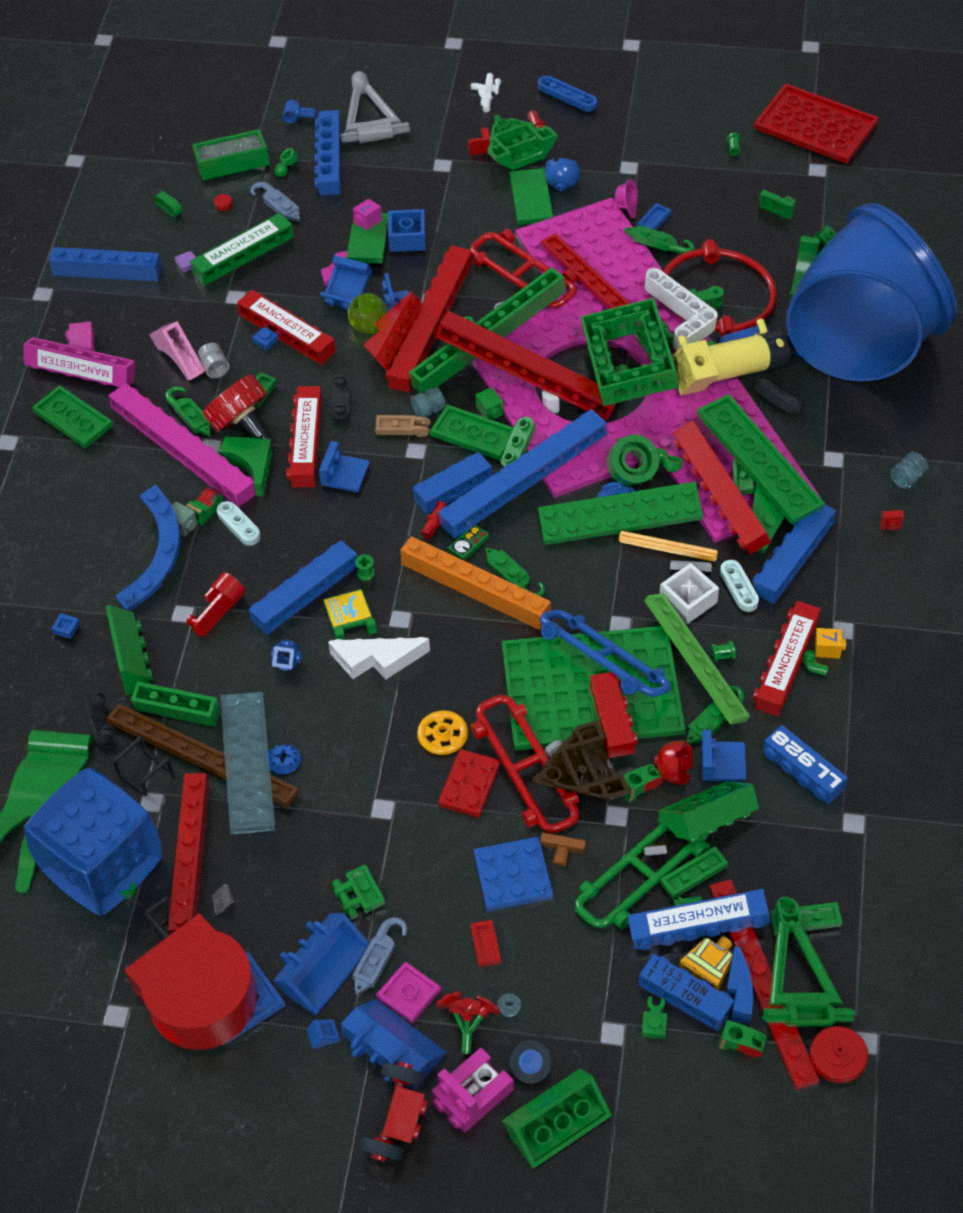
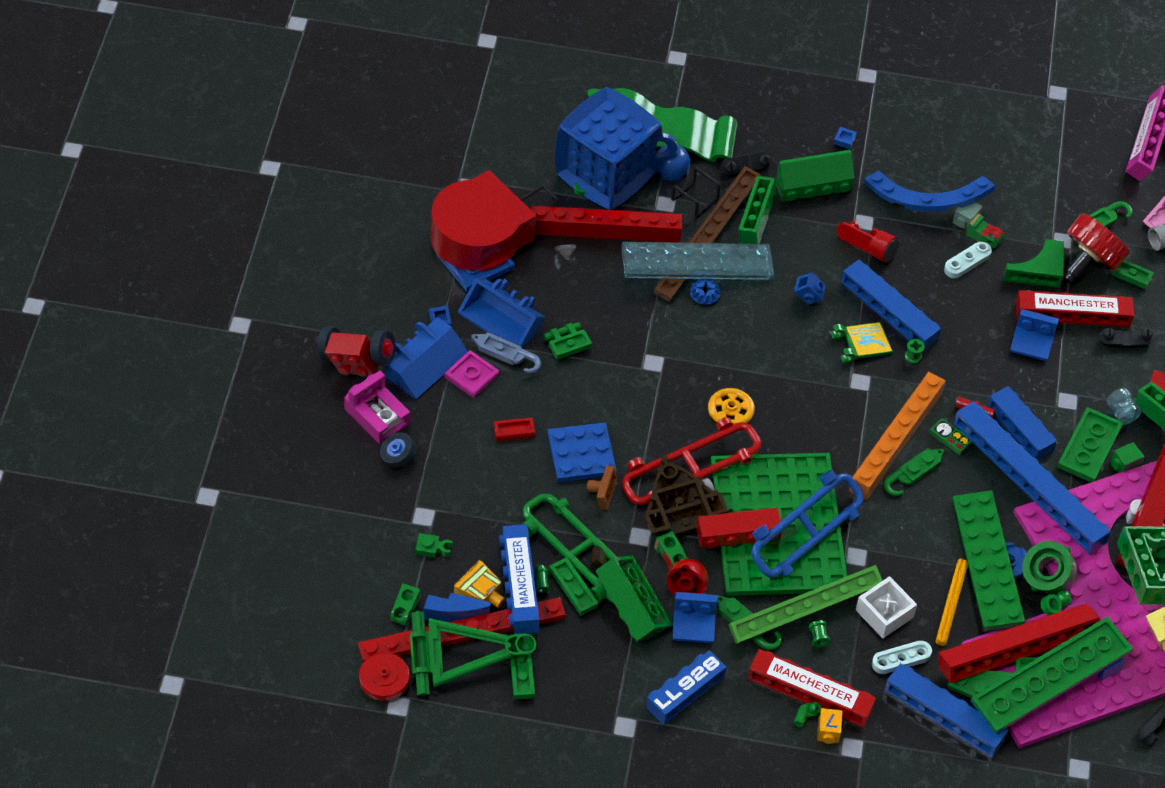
camera: 85 degrees right, 0 degrees up
(72, 416) = (1088, 134): green plate -> none
(182, 445) = (1058, 213): dark pink brick -> none
(385, 655) = (812, 360): white slope -> none
(402, 425) = (1095, 385): medium nougat hinge -> none
(466, 1008) = (442, 397): red plant -> none
(469, 783) = (675, 424): red plate -> none
(509, 1011) = (453, 445): clear light blue plate -> none
(521, 433) = (1077, 479): green plate -> none
(557, 1117) = (347, 466): green slope -> none
(686, 992) = (454, 565): blue brick -> none
(702, 566) = (924, 616): light grey tile -> none

